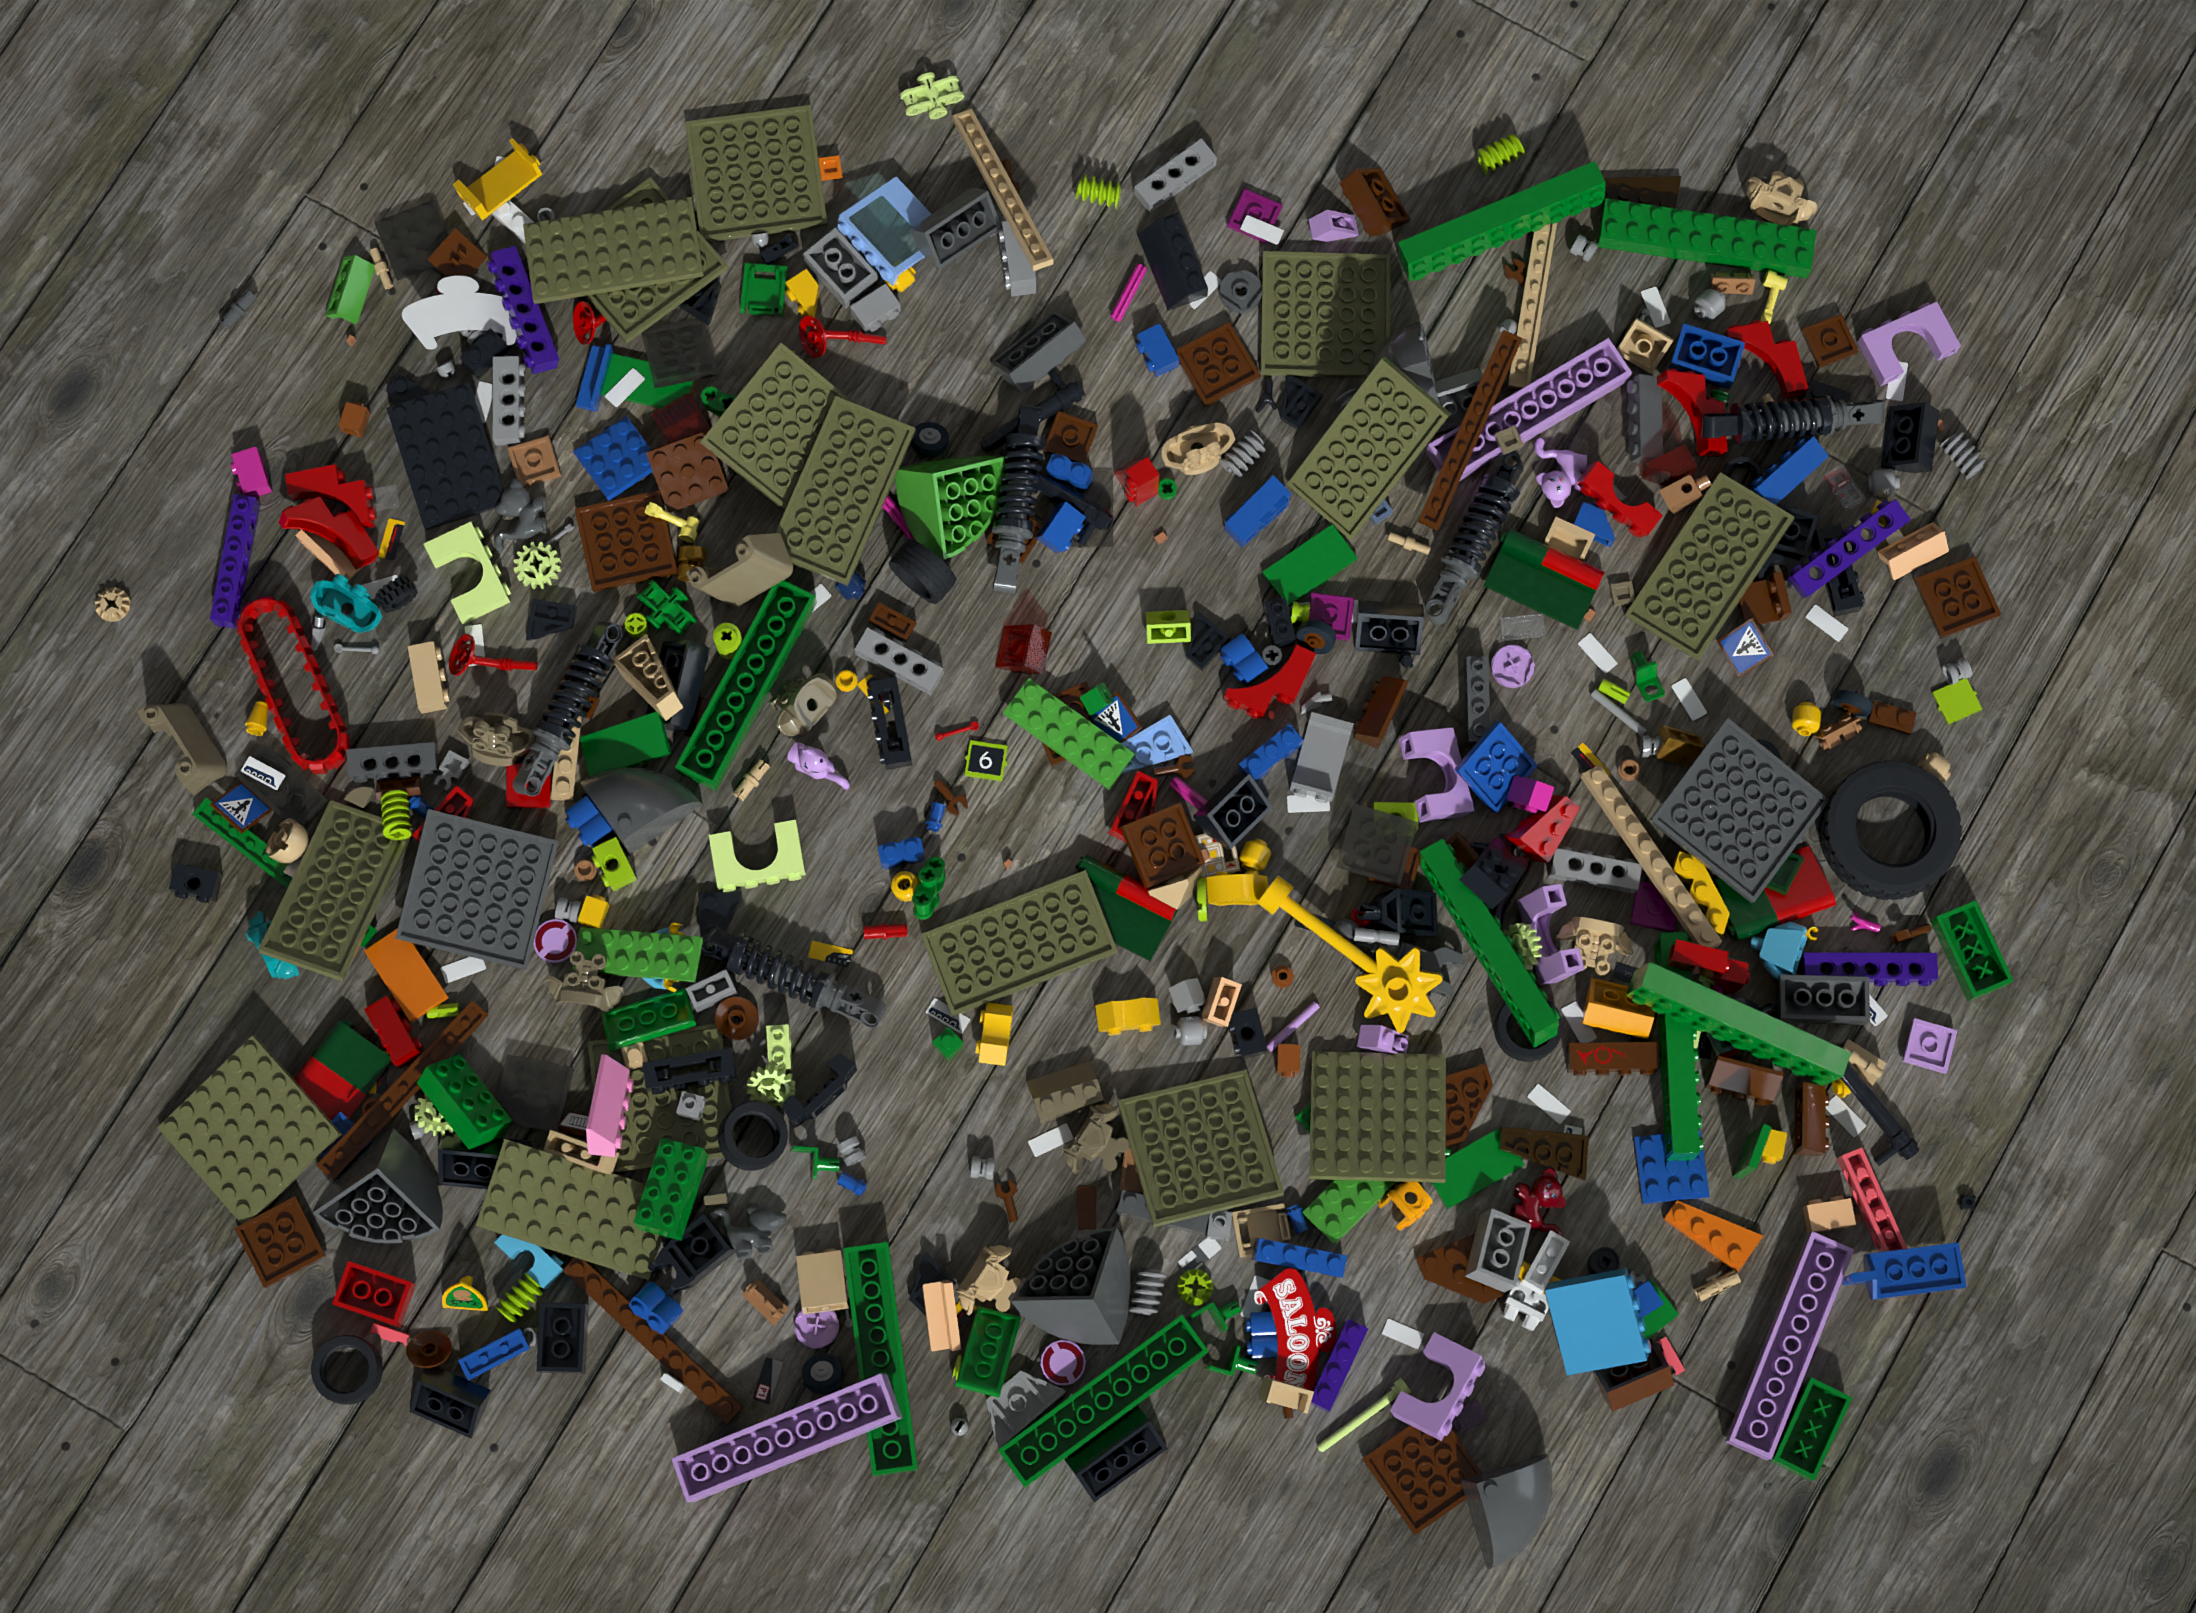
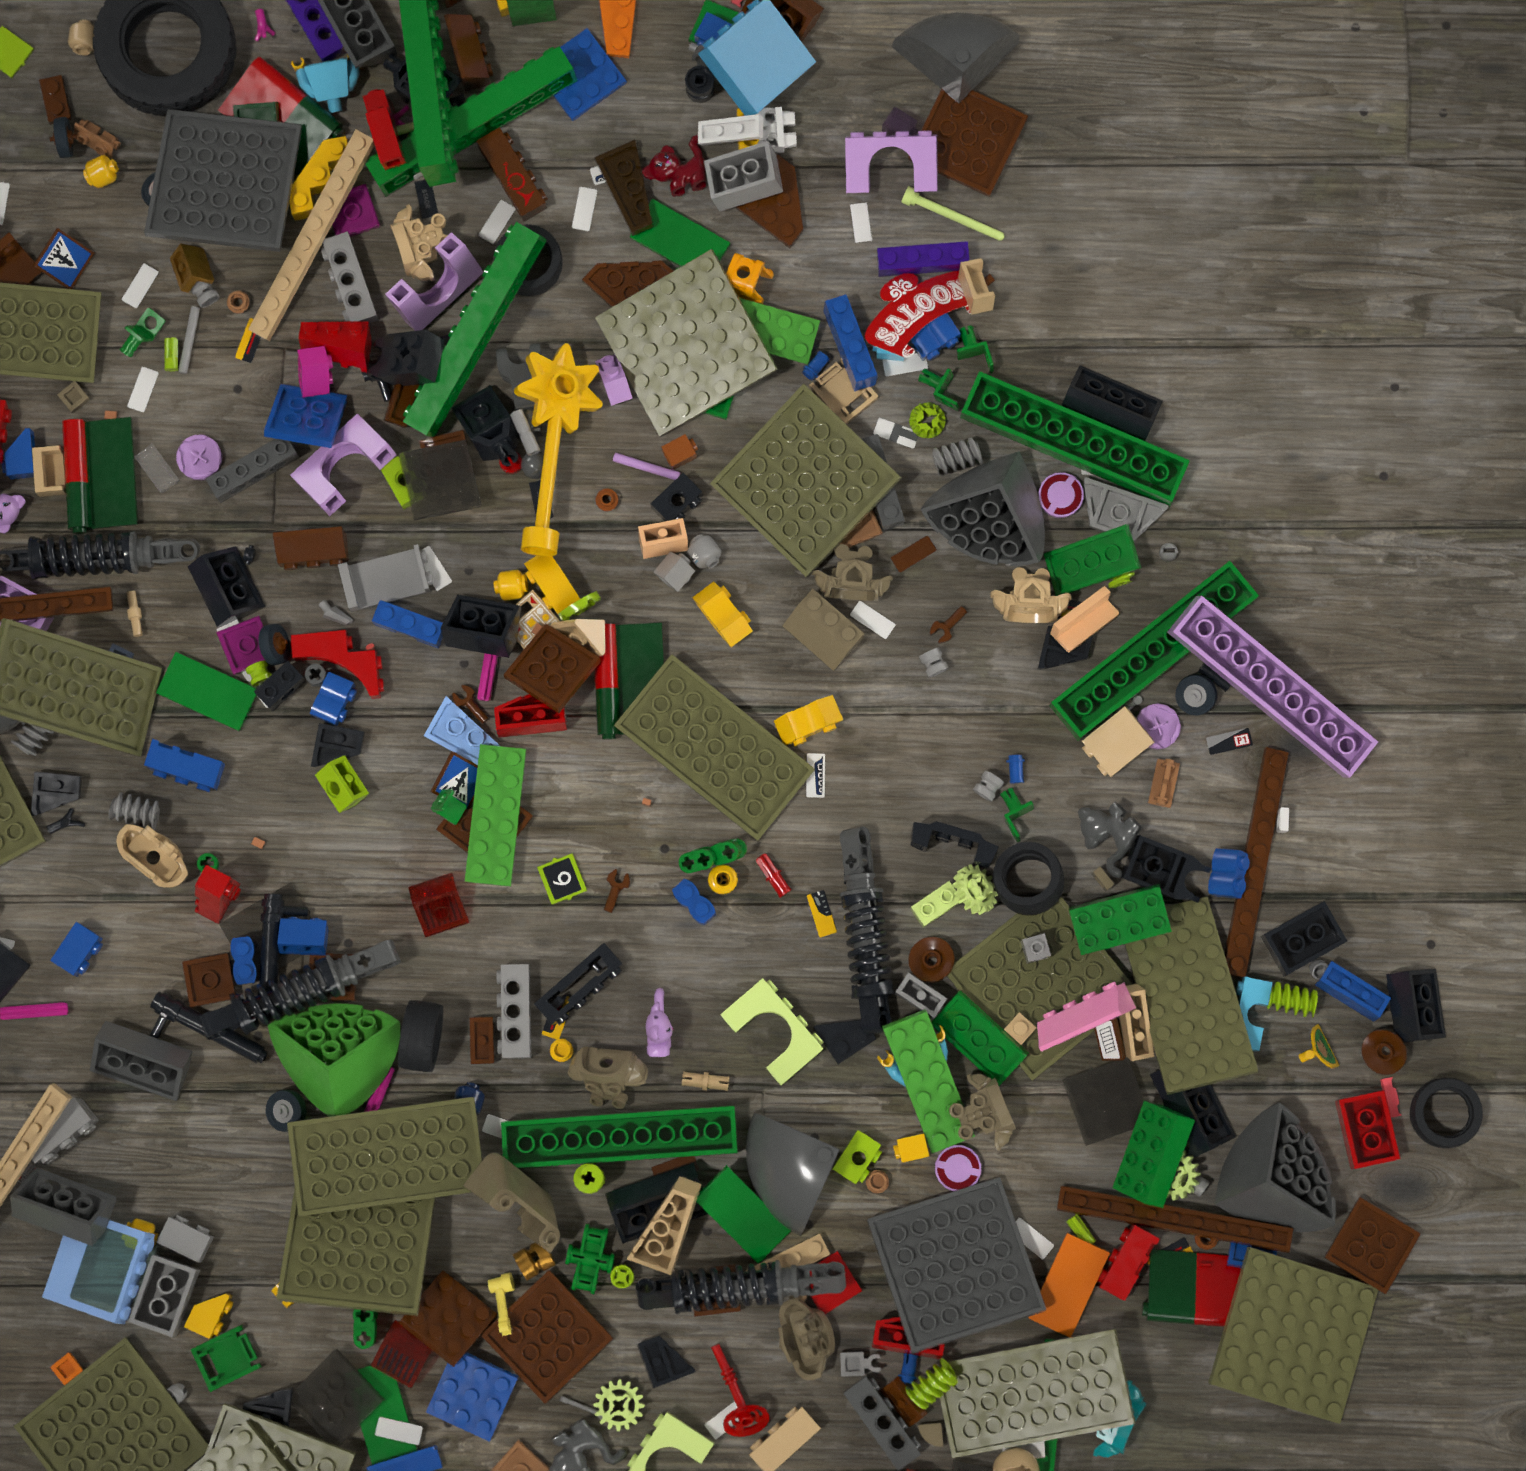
camera: 115 degrees left, 5 degrees up
(568, 909) = (922, 1167): light grey wheel -> none
(589, 822) = (832, 1205): blue brick -> none
(701, 1079) = (1020, 971): black brick -> none
(776, 251) = (180, 1370): black bar -> none
(820, 335) = (242, 1276): red dish -> none
(935, 817) = (642, 892): blue pin -> none
(948, 1044) = (842, 757): green brick -> none
(974, 726) = (535, 908): red hinge -> none
(1217, 364) = (59, 886): reddish brown plate -> none
(1219, 1225) = (863, 425): light grey brick -> none
(1525, 943) = (454, 301): yellowish green gear -> none
(1613, 1010) = (467, 200): light orange slope -> none

